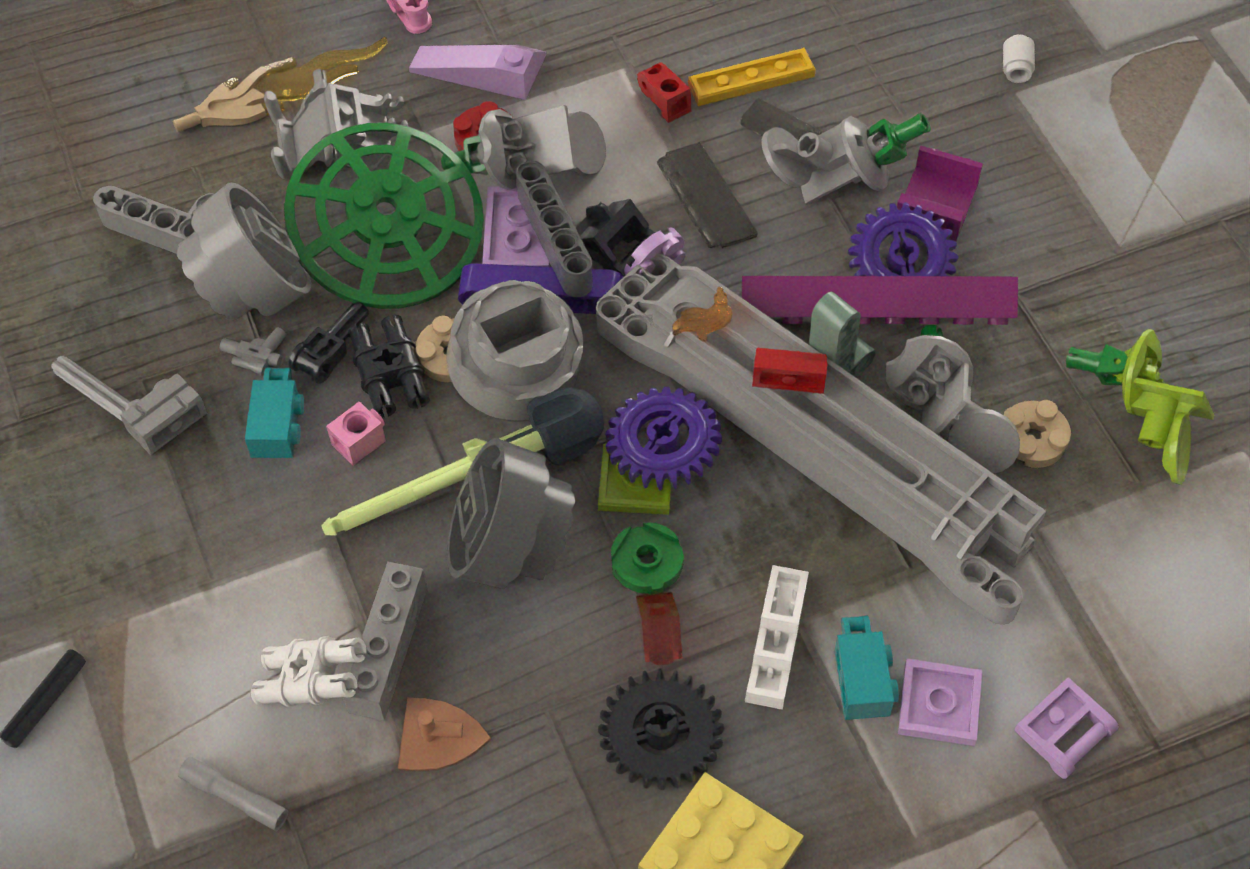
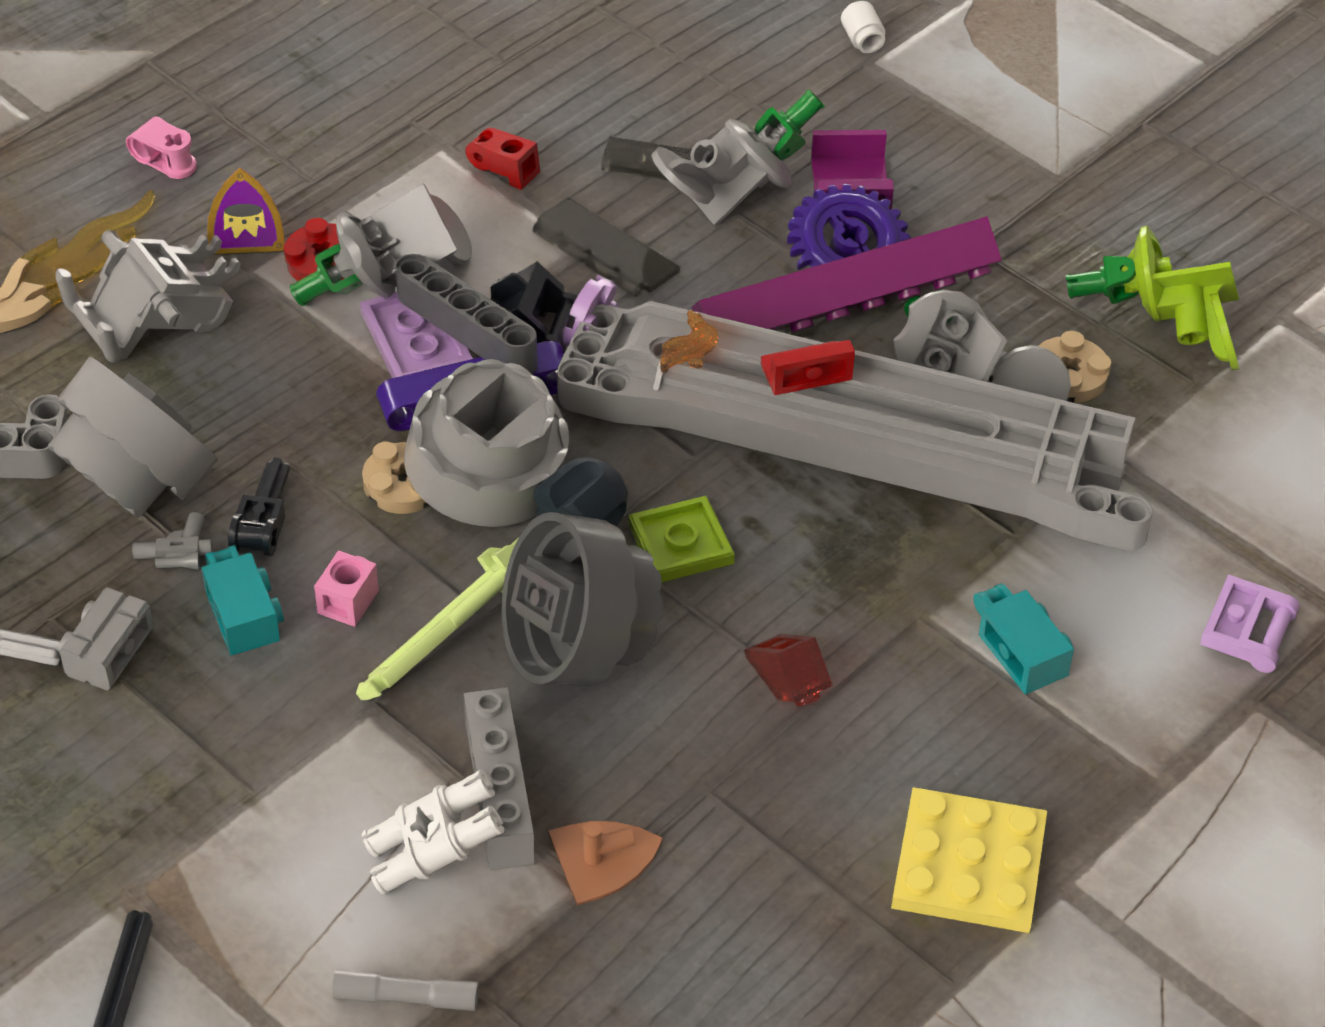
camera: 25 degrees left, 10 degrees down
(379, 229) = (259, 370): green dish -> none
(388, 365) = (344, 510): black pin -> none
(434, 85) = (245, 217): none -> shield
(492, 68) = (296, 185): lavender wedge -> none
(650, 577) = (733, 627): green plate -> none
(661, 699) = (848, 745): black gear -> none
(662, 454) = (697, 498): dark purple gear -> none
(751, 76) = (591, 119): yellow tile -> none
(777, 637) = (915, 637): white slope -> none
(836, 334) = (838, 309): sand green beam -> none
(940, 702) = (1115, 641): lavender plate -> none

